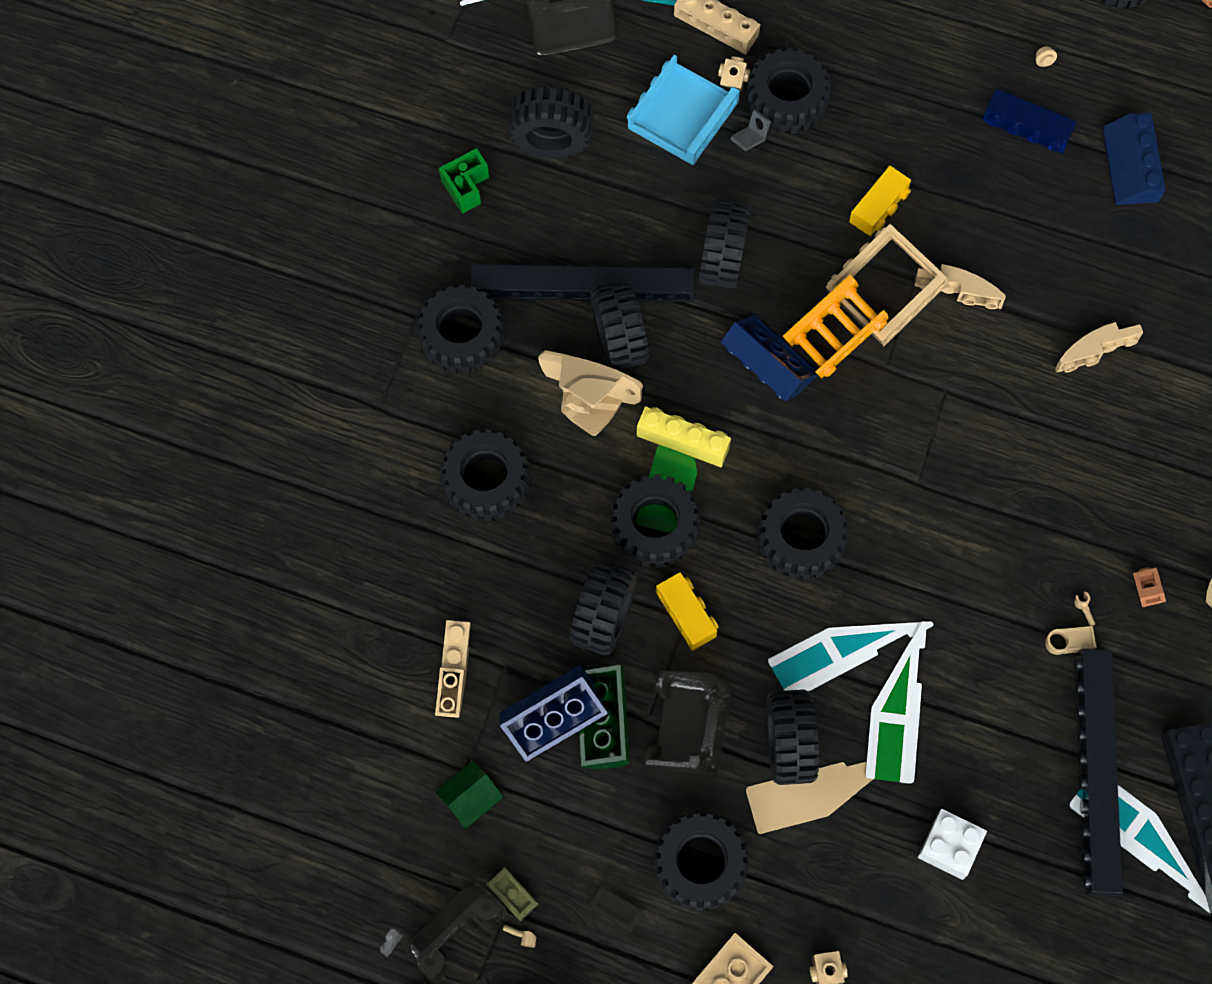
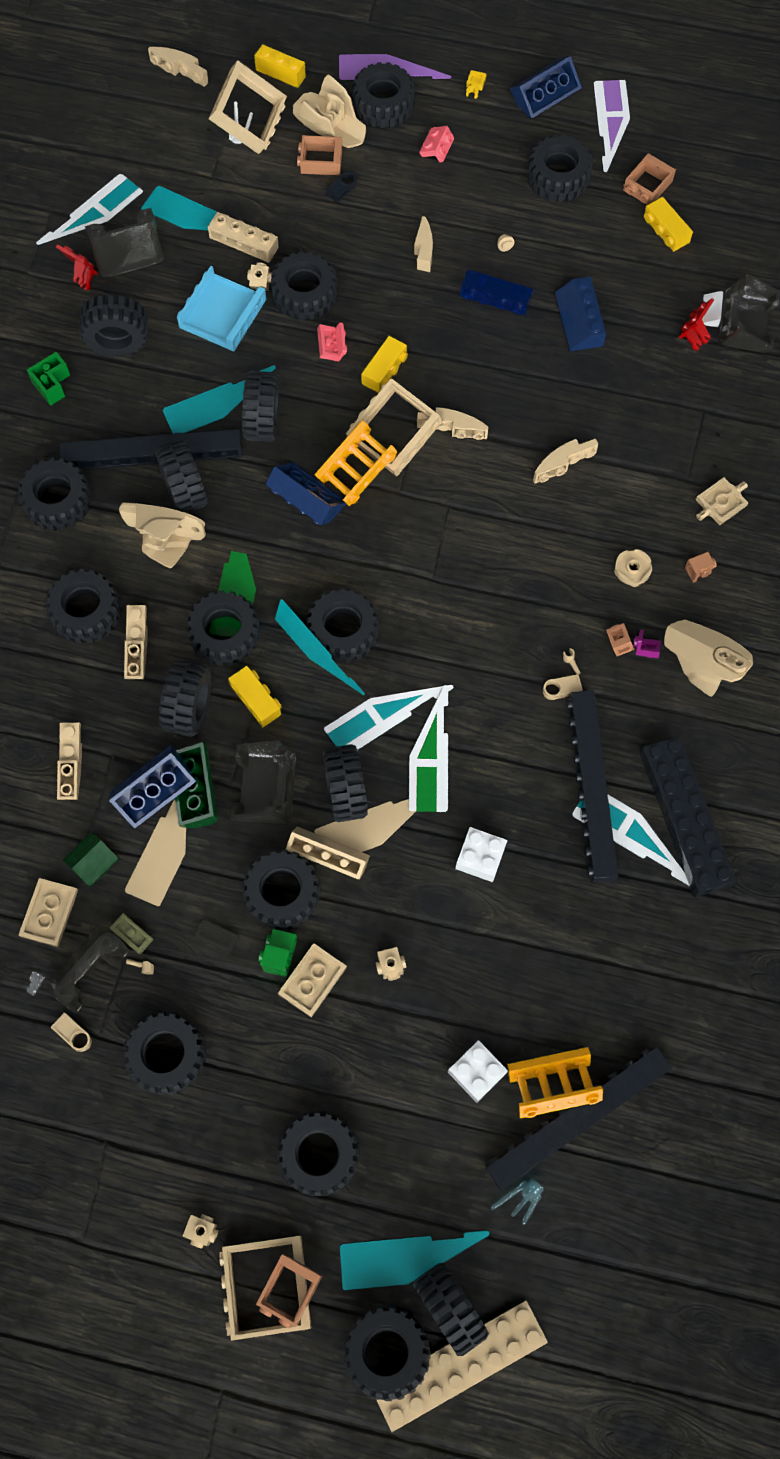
camera: 10 degrees left, 0 degrees up
(413, 855) = (48, 912): none -> tan plate
(517, 43) = (83, 269): none -> red plate
(545, 527) = (135, 642): none -> tan slope
(552, 804) = (159, 860): none -> tan sticker
(656, 232) = (205, 407): none -> teal sticker
(683, 436) = (241, 560): light yellow brick -> none
(691, 939) = (278, 952): none -> green brick
(752, 134) = (278, 323): dark grey bracket -> none
(760, 552) = (310, 644): none -> teal sticker
(762, 821) = (328, 852): none -> tan brick
(817, 165) = (332, 342): none -> coral bracket
(942, 52) = (424, 246): none -> tan slope
(1173, 482) = (629, 576): none -> tan plate
(1183, 600) = (647, 647): none -> magenta bracket

